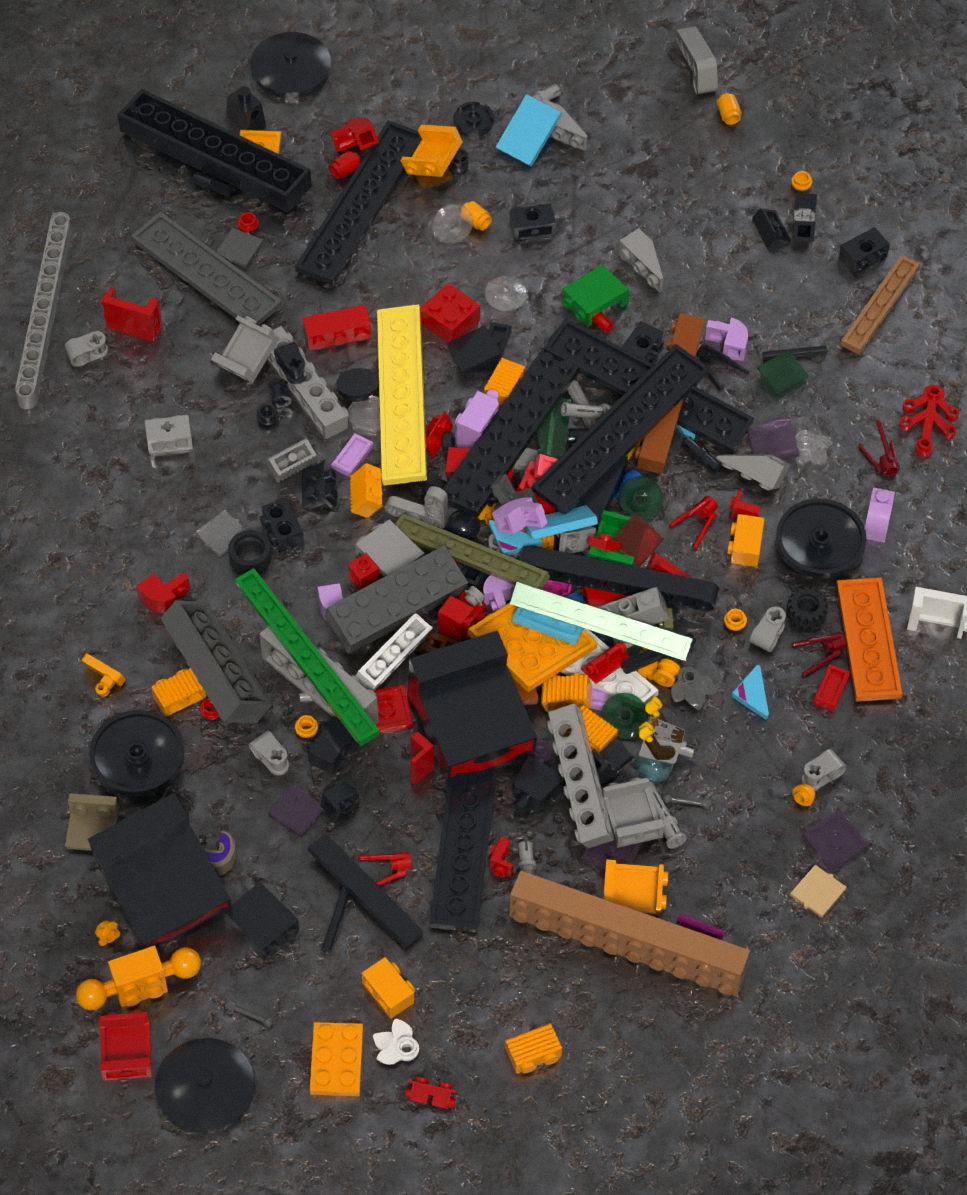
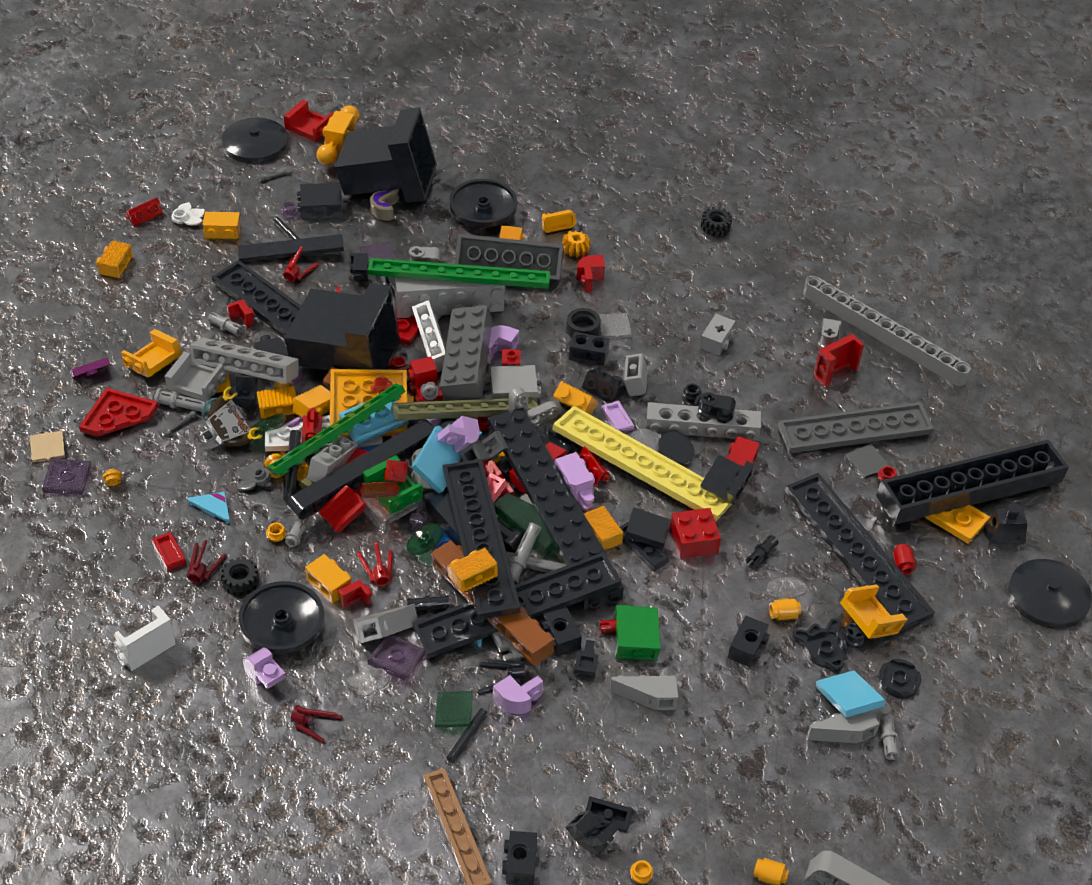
camera: 125 degrees right, 10 degrees down
(88, 817) = (459, 171): dark tan bracket -> none
(128, 631) = (576, 244): none -> light orange gear
(247, 349) = (752, 399): light grey panel -> none
(297, 941) = (289, 209): none -> clear purple plate
(336, 1059) = (209, 190): light orange plate -> none
(356, 132) = (929, 578): red brick -> none
(375, 306) = (727, 479): none -> black bracket
(423, 263) = (762, 551): none -> black pin
(484, 179) = (822, 645): none -> black tile
(506, 299) = (693, 595): clear dish -> none
(511, 629) = (380, 381): none -> clear red plate
(628, 933) = (122, 329): medium nougat brick -> none
(654, 313) = (586, 661): none -> black plate
(674, 392) = (472, 570): none -> light orange brick
(726, 601) = (293, 537): none -> light grey pin
(728, 861) = (117, 411): none -> red plate
(769, 629) = (246, 542): light grey piece -> none
(823, 769) = (116, 497): light grey piece -> none
(869, 639) = (178, 595): orange plate -> none
(929, 416) = (316, 781): red plant -> none

